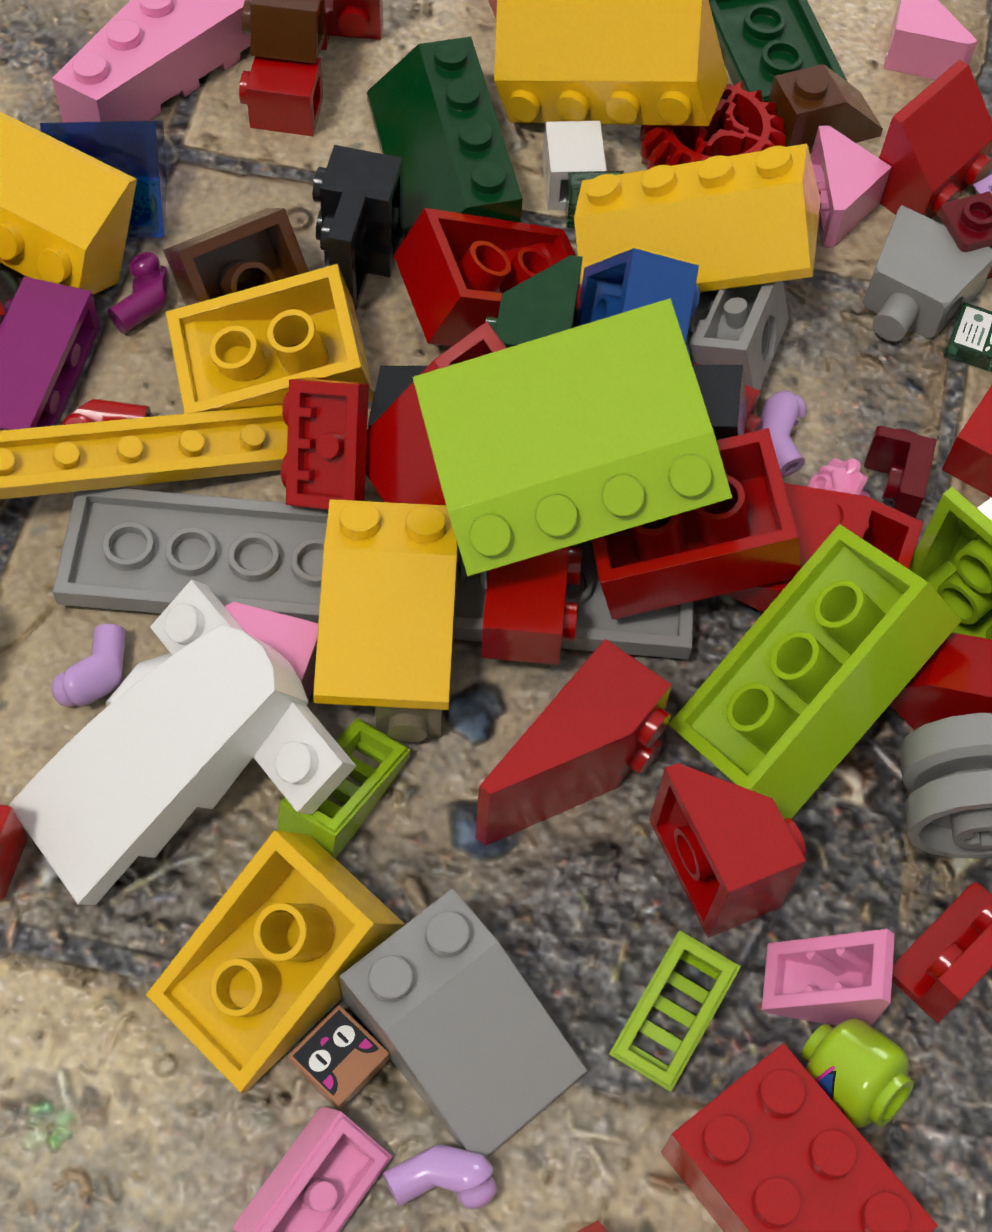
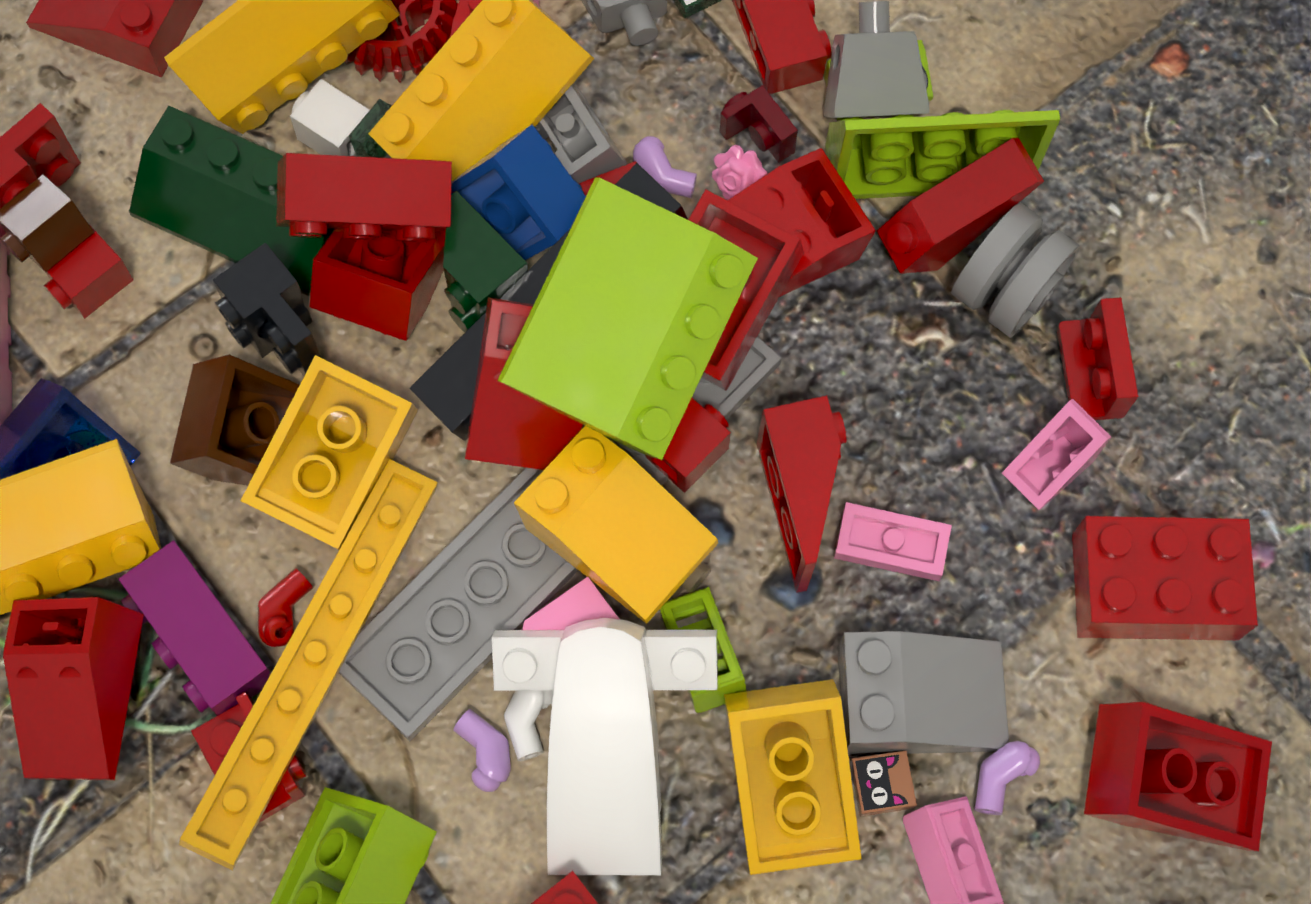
camera: 50 degrees left, 10 degrees up
(147, 295) = (189, 500): magenta arm -> none
(325, 441) = (455, 471): red bracket -> none
(504, 185) = (363, 196): none -> red brick
(599, 884) = (892, 541): none -> bright pink plate
(704, 960) = (986, 567): lime slope -> none
(725, 847) = (939, 450): red slope -> none
(816, 670) = (871, 302): lime slope -> none
(859, 1071) = (1122, 486): lime head -> none

